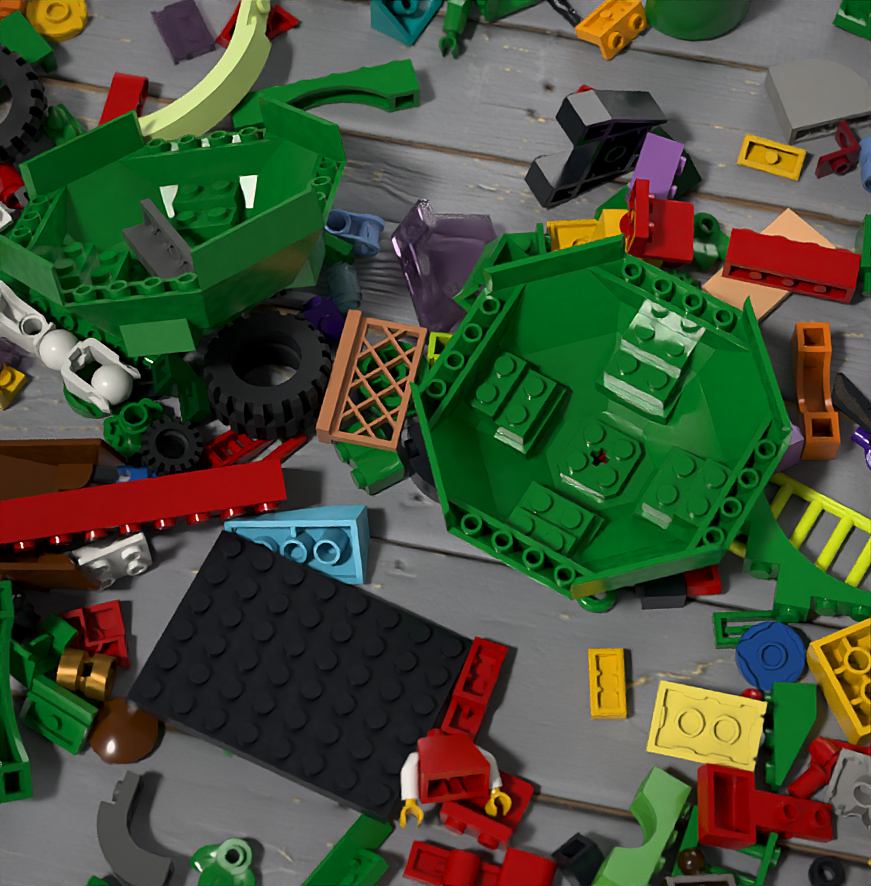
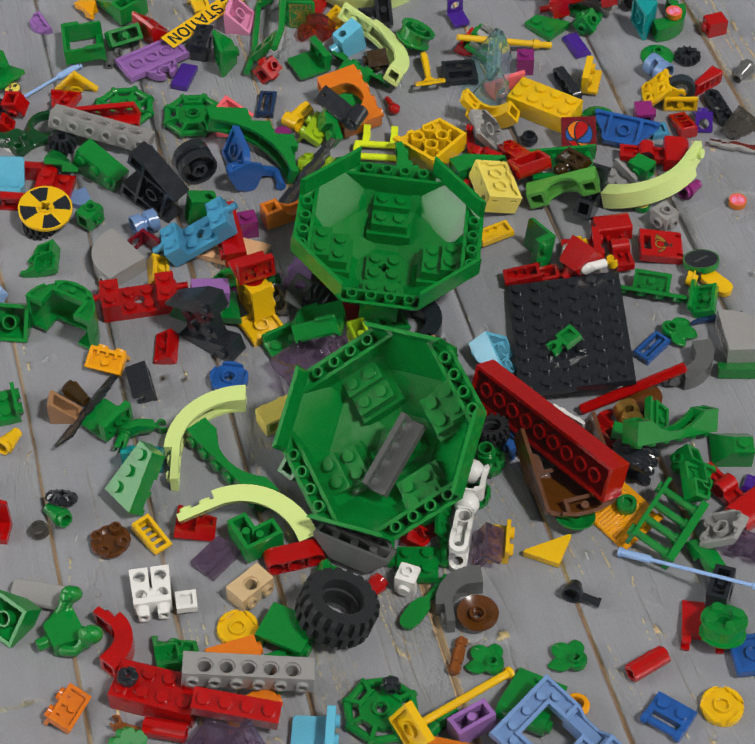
camera: 115 degrees left, 15 degrees down
(96, 29) = (253, 578): none -> tan brick
(131, 718) = (626, 391): none -> red axle
(176, 66) = (253, 539): none -> green brick
(226, 833) = (659, 345): none -> blue tile
(270, 635) = (564, 339): none -> green plate
(382, 187) = (269, 415): none -> light yellow slope
(432, 73) = (209, 405): none -> yellowish green arch
(492, 178) = (227, 369): none -> blue plate
(502, 722) = (539, 242): none -> green bracket
(543, 49) = (141, 382): none -> black hinge
(723, 76) = (120, 303): none -> red brick
(803, 209) = (185, 244): none -> dark azure brick
(809, 303) = (248, 223): none -> magenta brick

